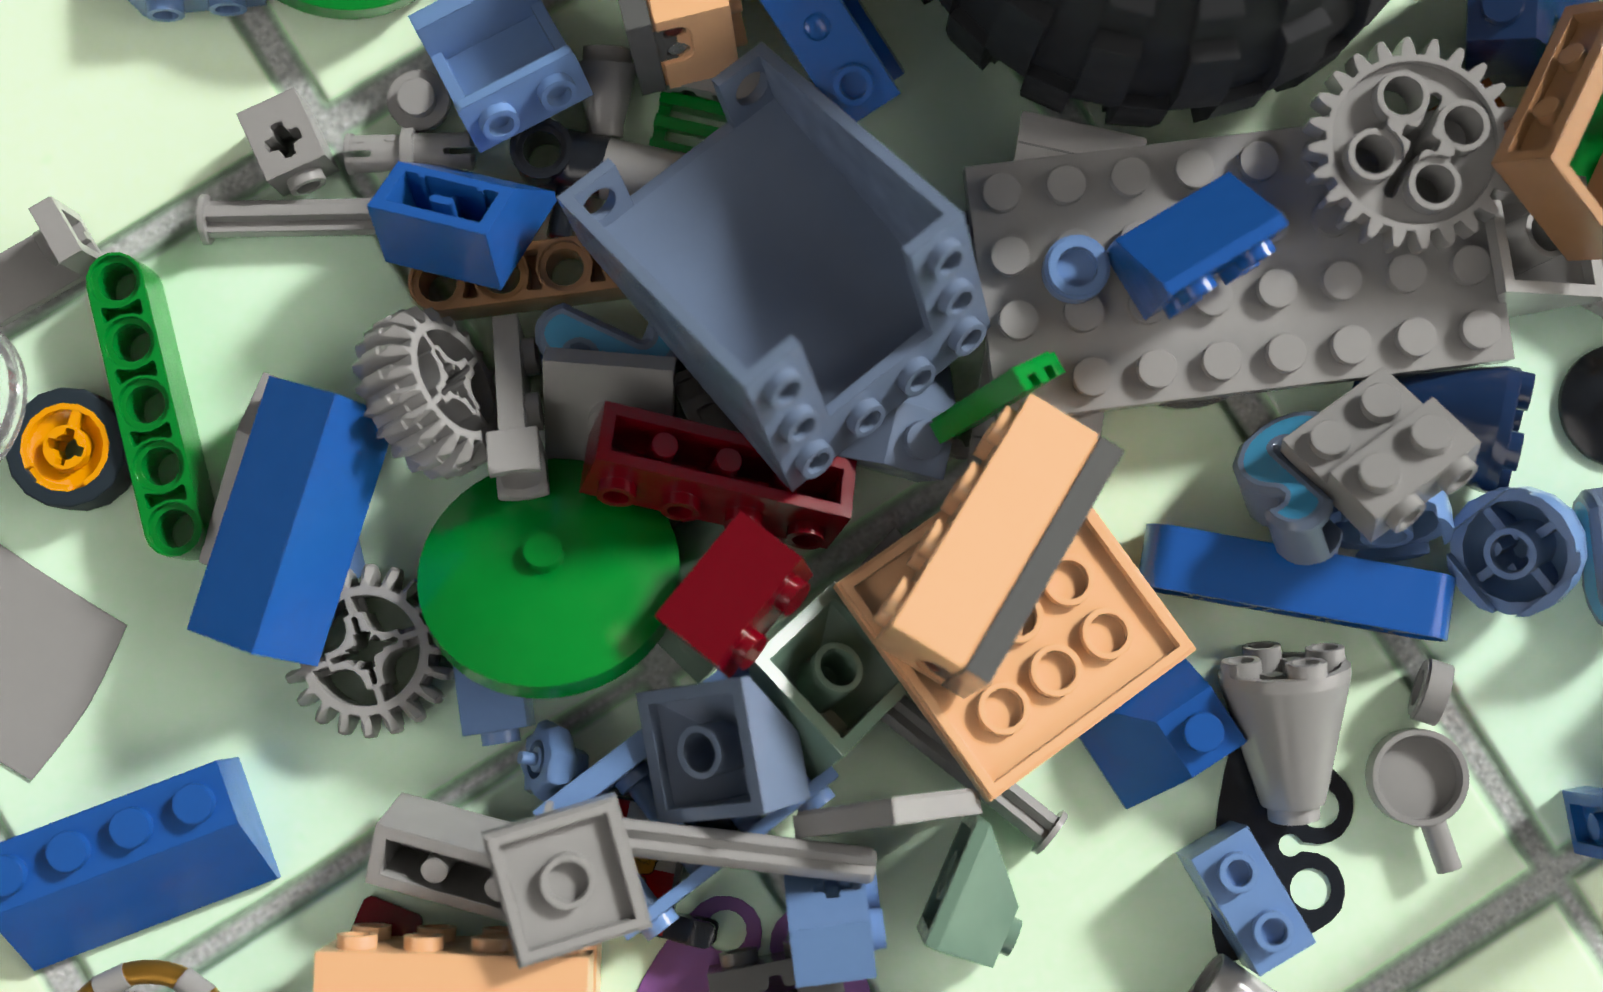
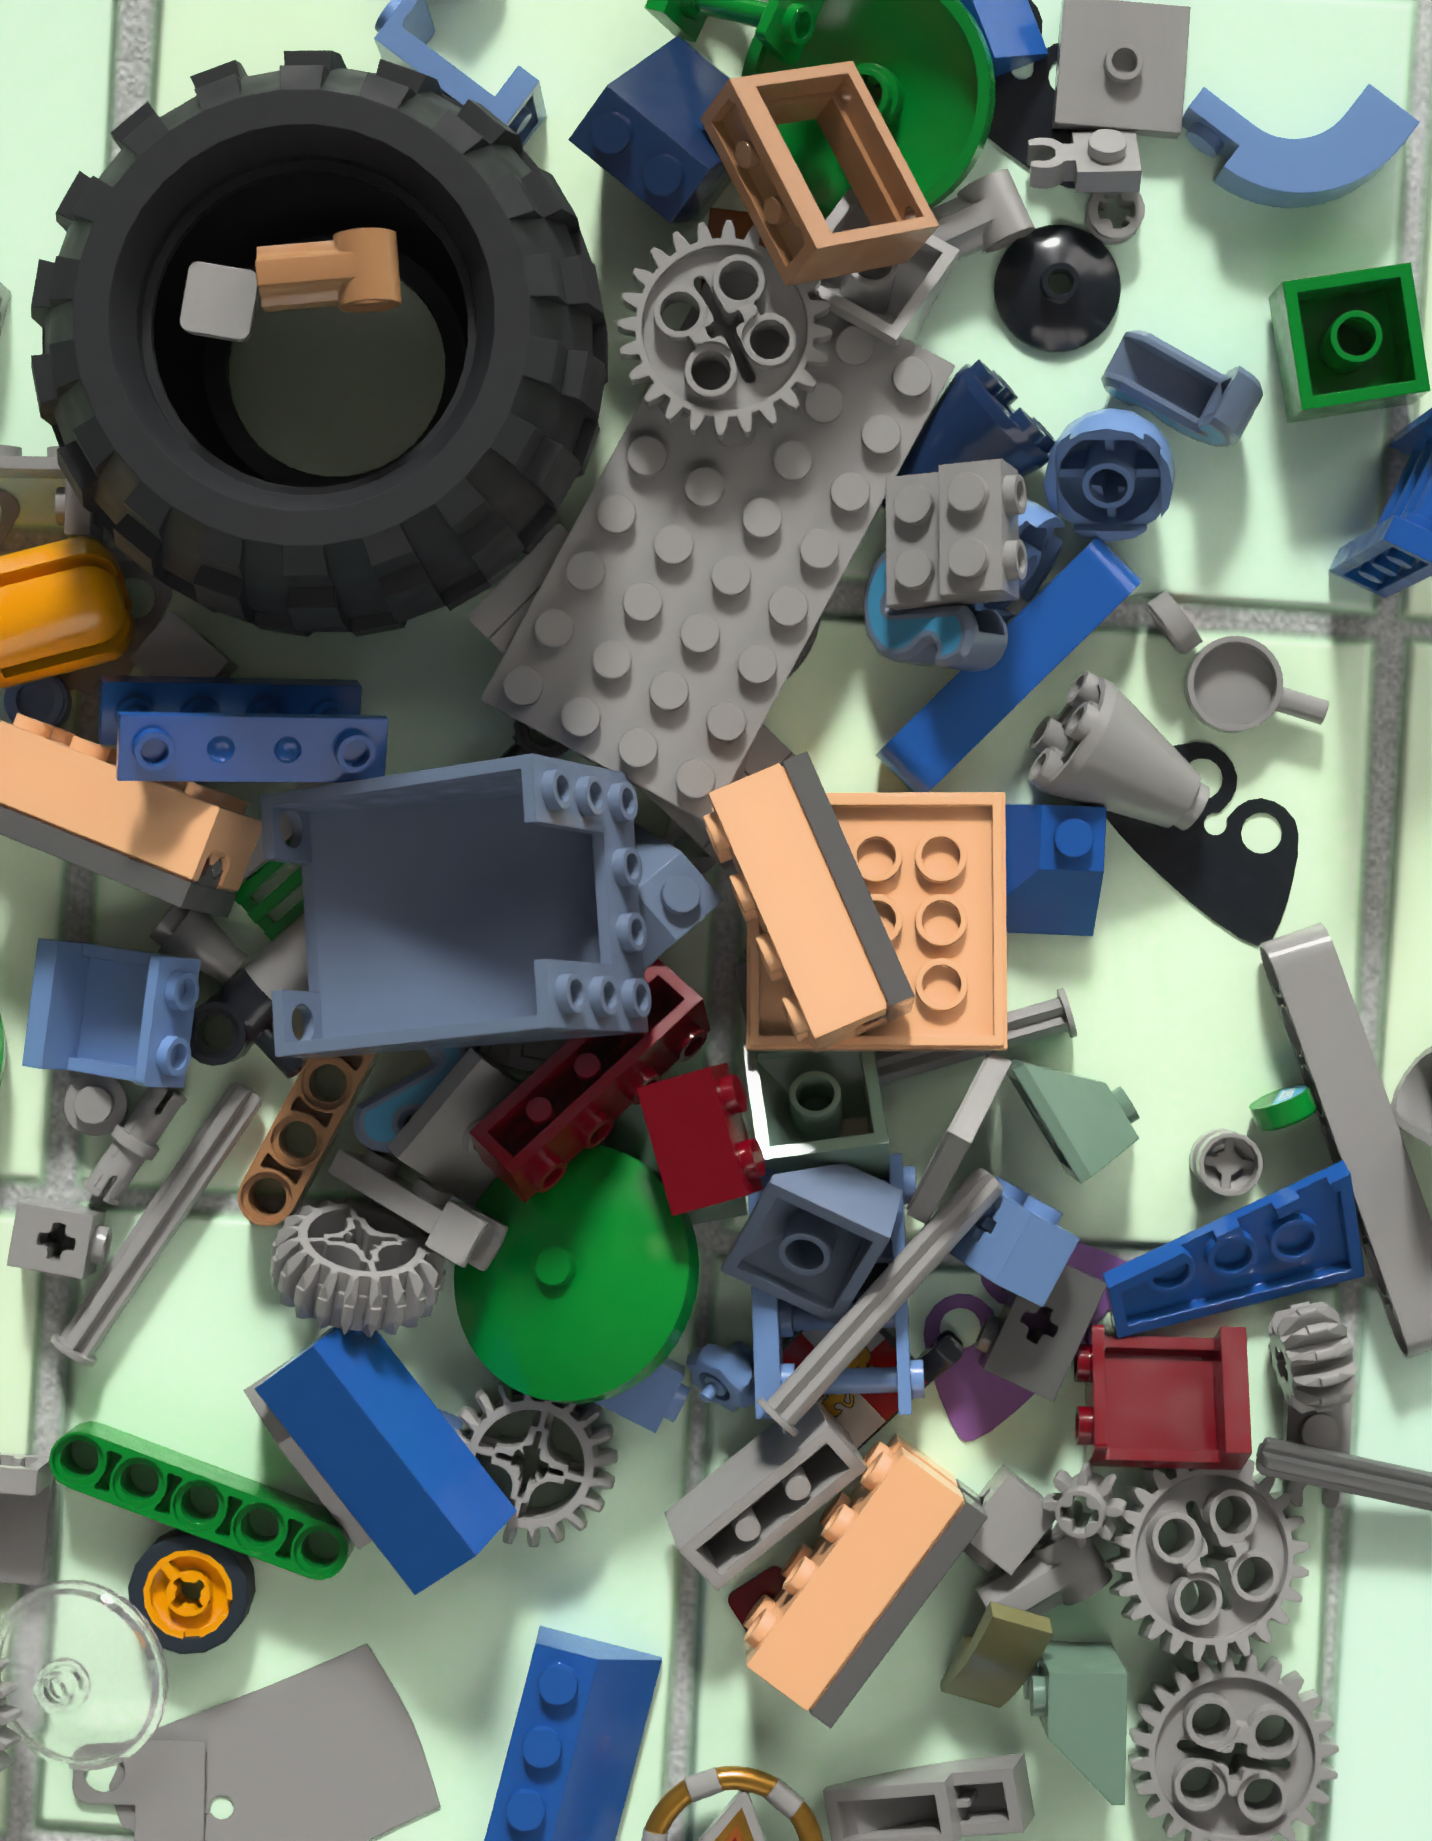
camera: 60 degrees left, 5 degrees up
(456, 221) = (231, 1145): blue slope -> none
(566, 879) = (830, 1429): light grey plate -> none
(995, 395) = (689, 815): green tile -> none
(1075, 269) = (630, 673): medium blue tile -> none
(1184, 248) = (678, 570): blue slope -> none
(1246, 897) = (1228, 894): medium blue brick -> none

